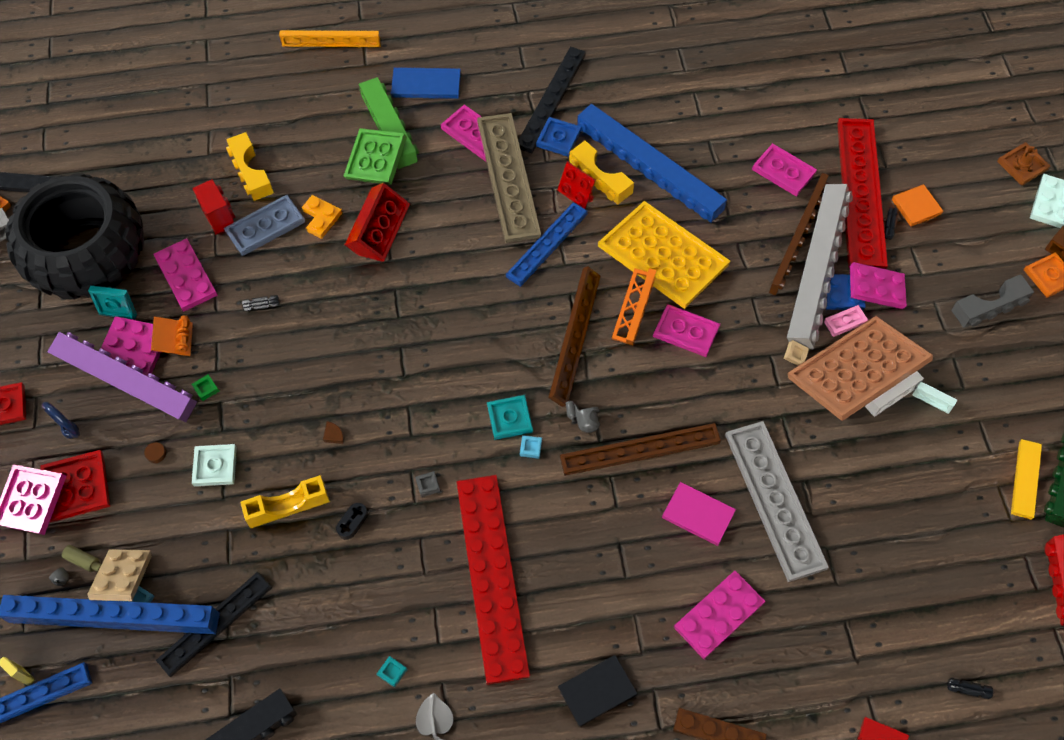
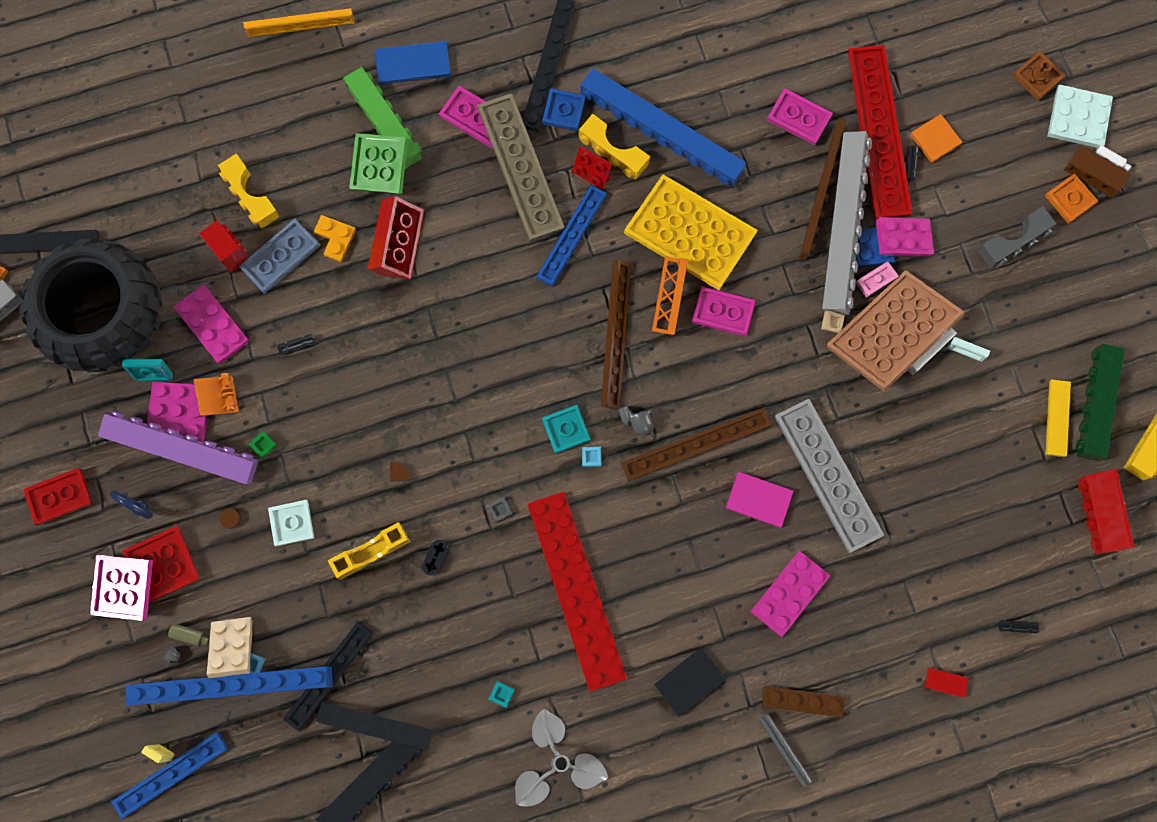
camera: 10 degrees left, 15 degrees up
(250, 680) = (375, 726): none -> black tile

